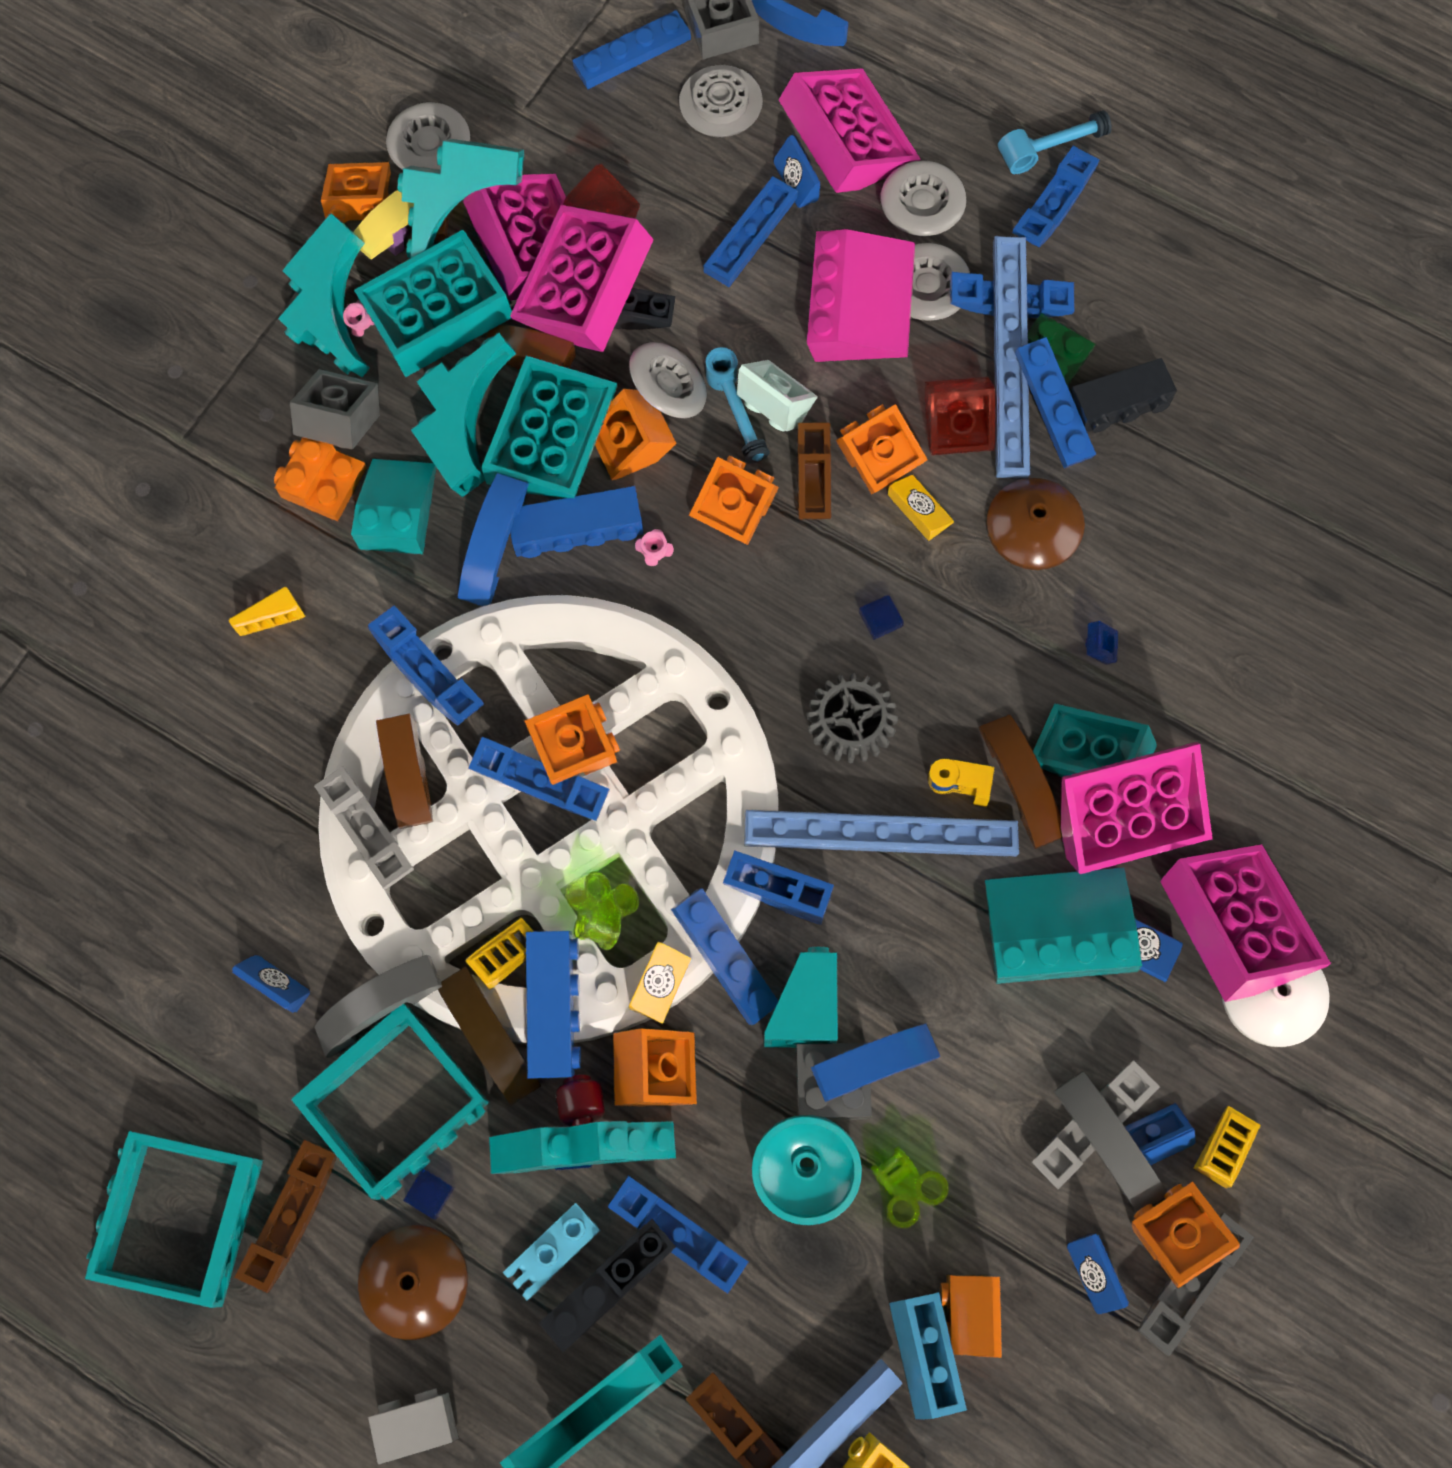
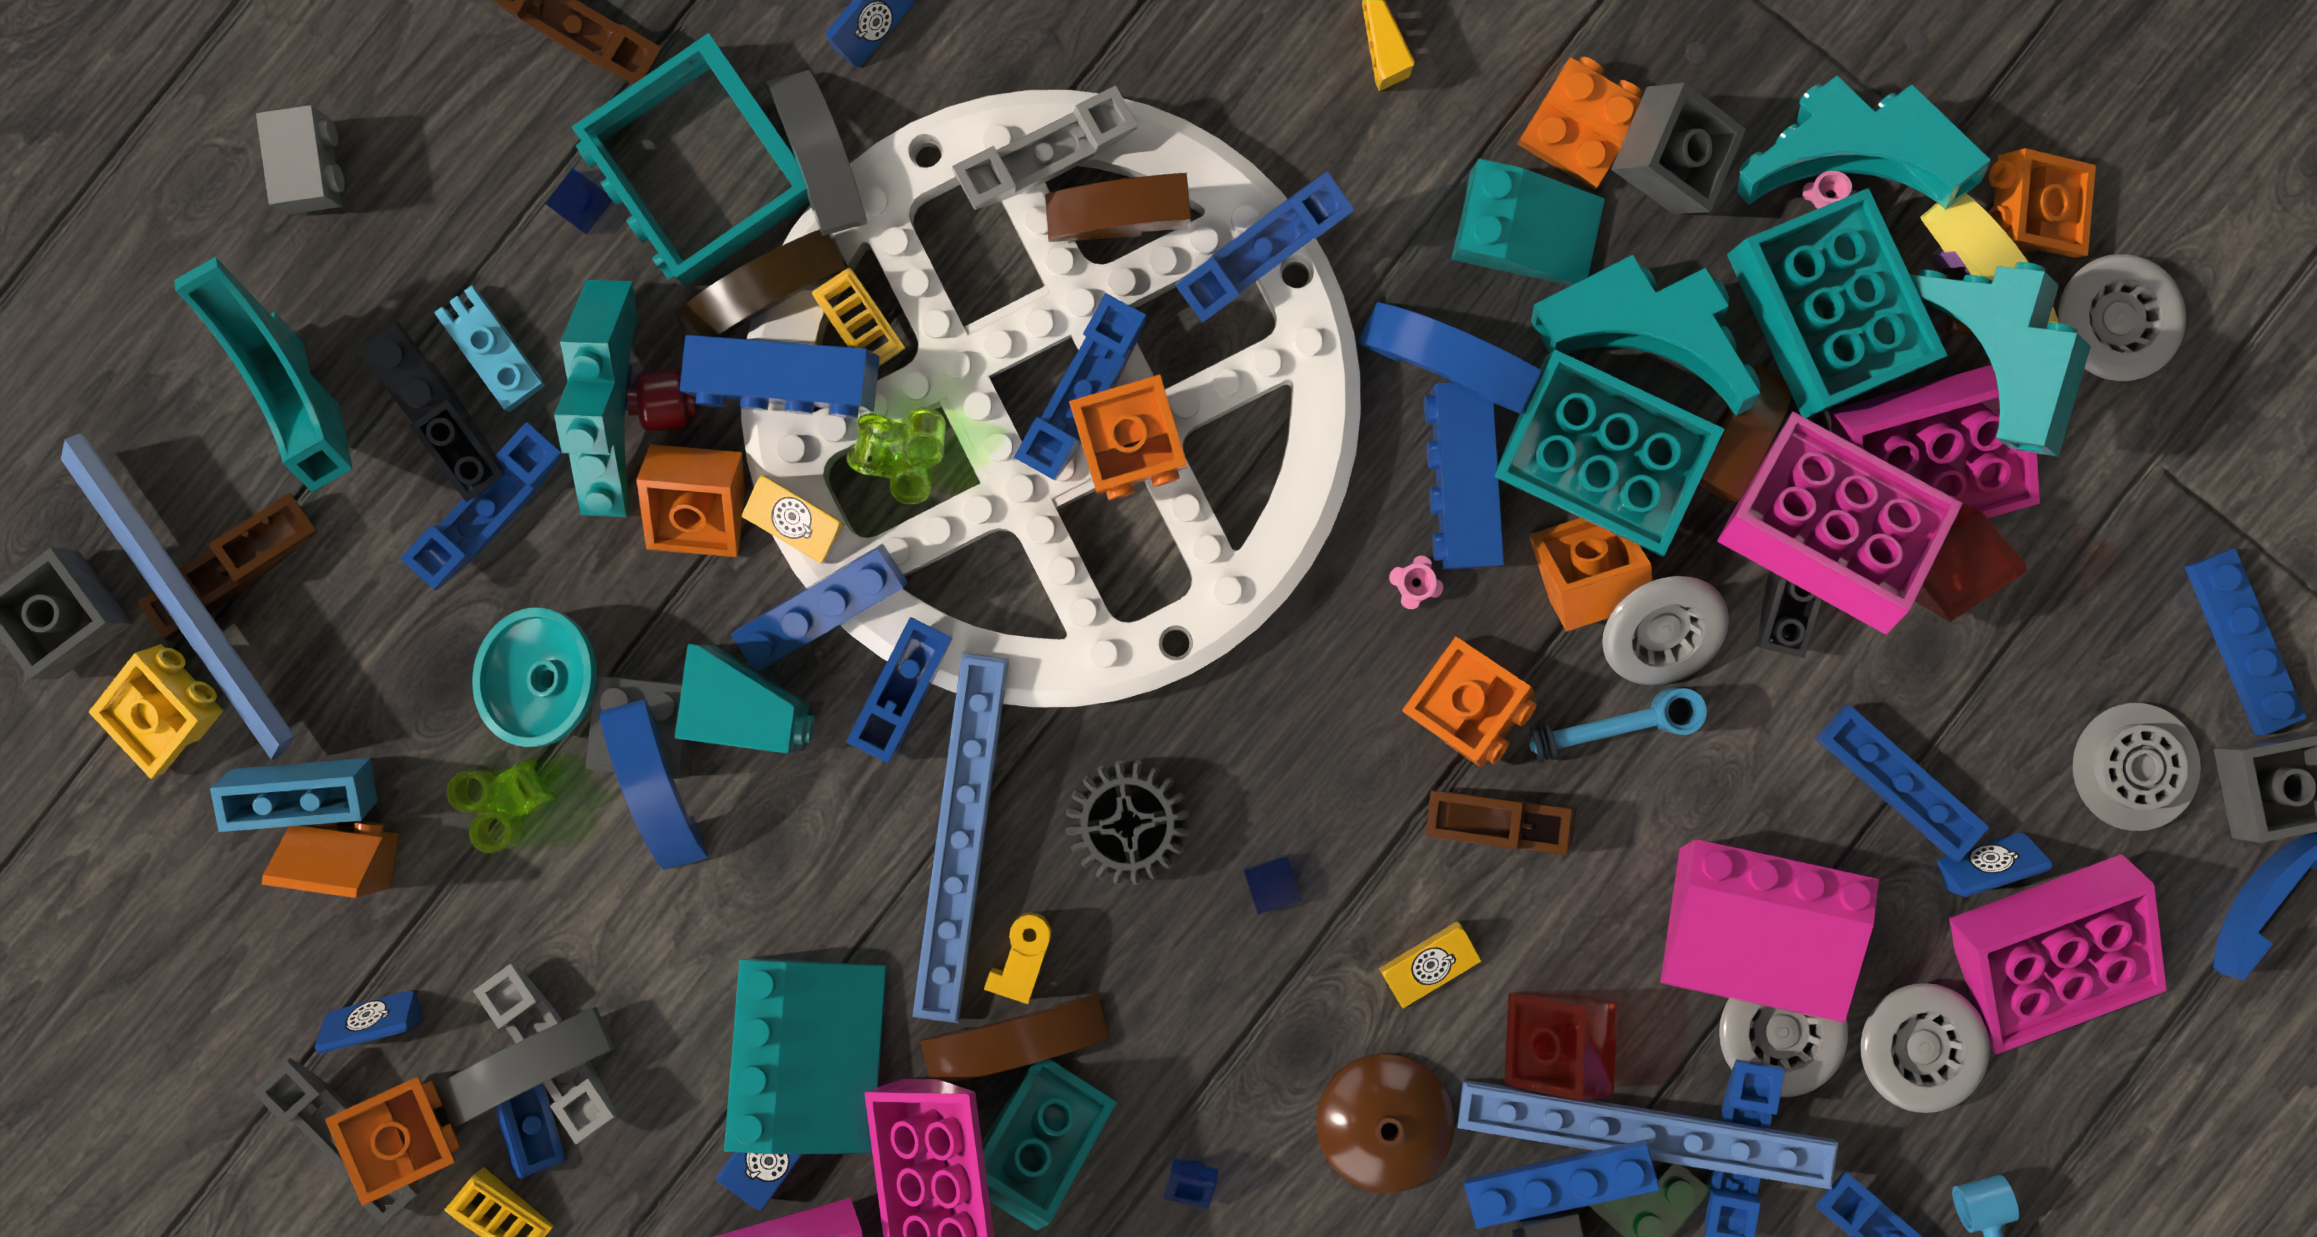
camera: 90 degrees right, 15 degrees up
(438, 1286) = (498, 191): reddish brown dish -> none
(774, 394) = (1623, 783): light aqua slope -> none
(881, 447) = (1524, 922): orange plate -> none

